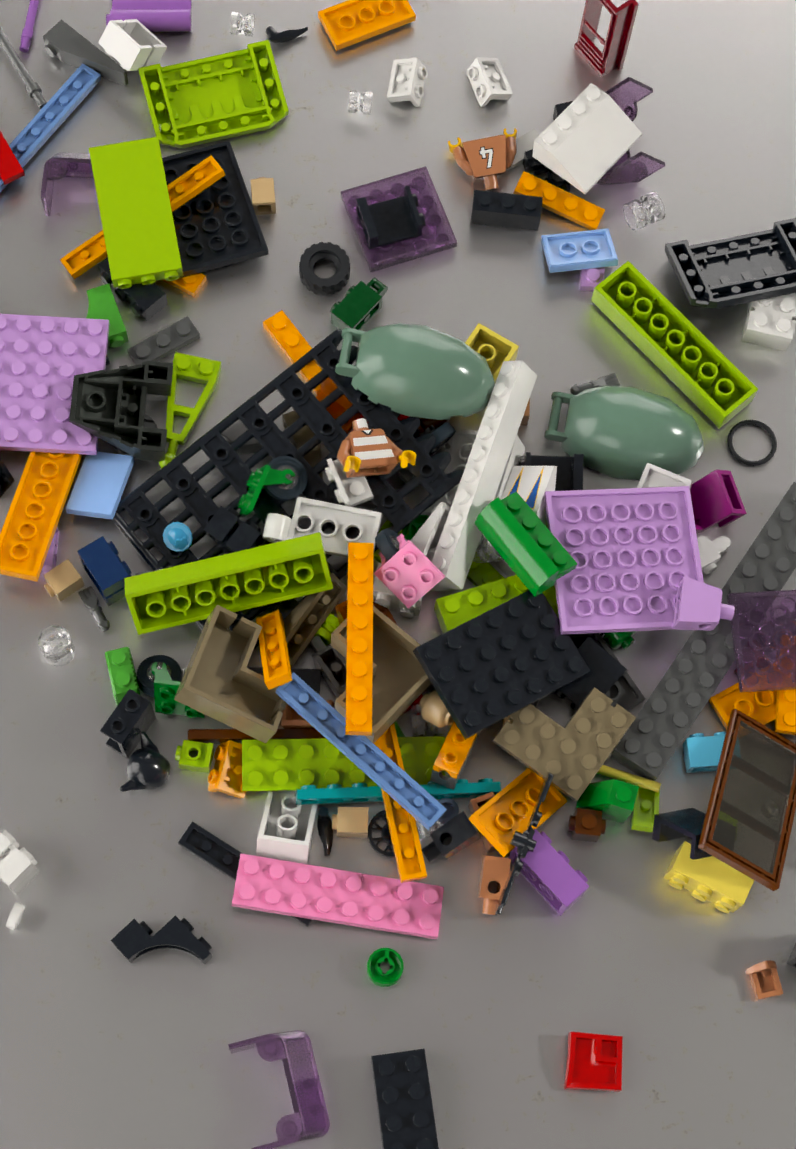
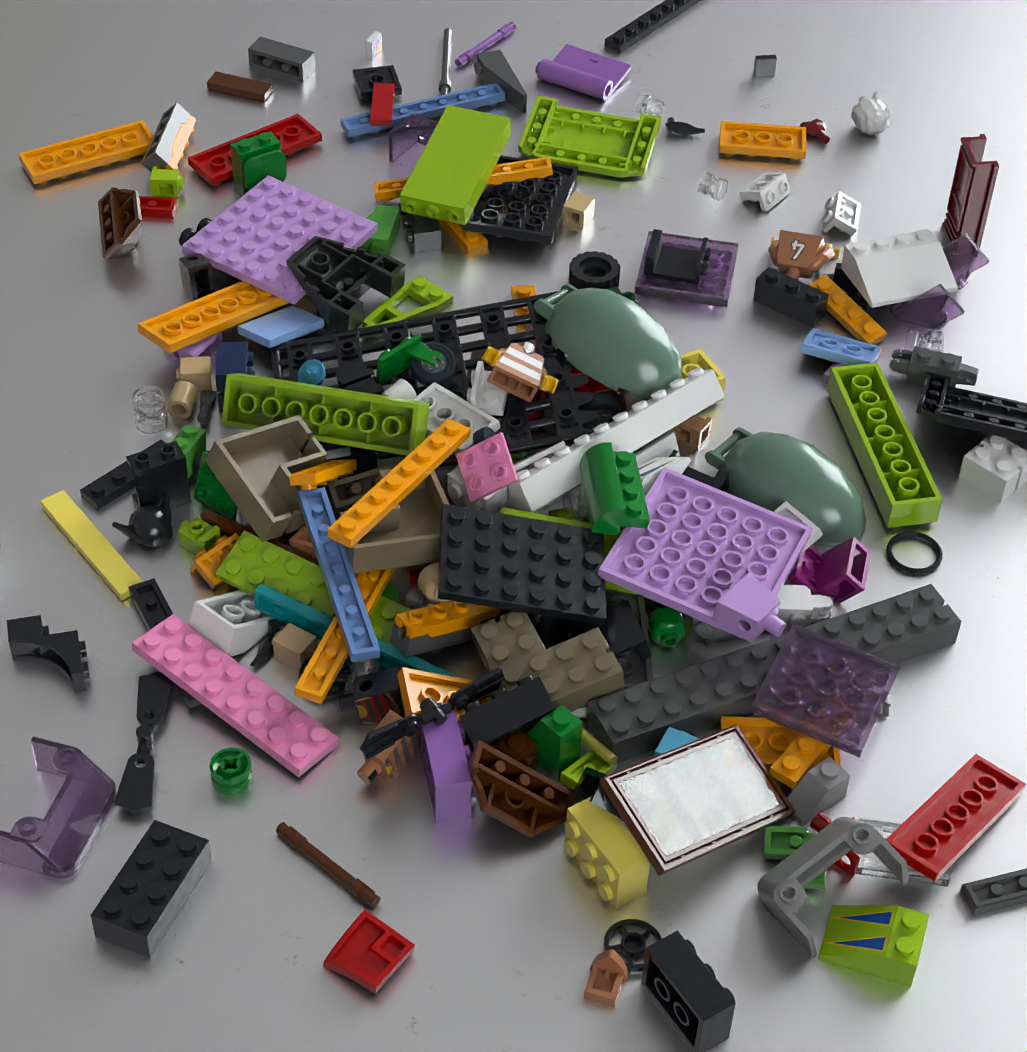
camera: 35 degrees right, 25 degrees down
(72, 615) = (182, 399): none -> tan brick
(84, 720) = (111, 484): none -> black plate
(109, 812) = (91, 543): none -> light yellow tile
(131, 44) = (543, 80): white piece -> none
(165, 342) = (429, 268): dark grey plate -> none
(322, 1021) = (137, 783): none -> black piece
(544, 1010) = (354, 885): none -> reddish brown piece
(575, 806) = (507, 711): none -> black brick
(620, 867) = (516, 792): none -> reddish brown wedge
(663, 231) = (923, 360): none -> dark grey hinge
(765, 937) = (632, 943): none -> black wheel

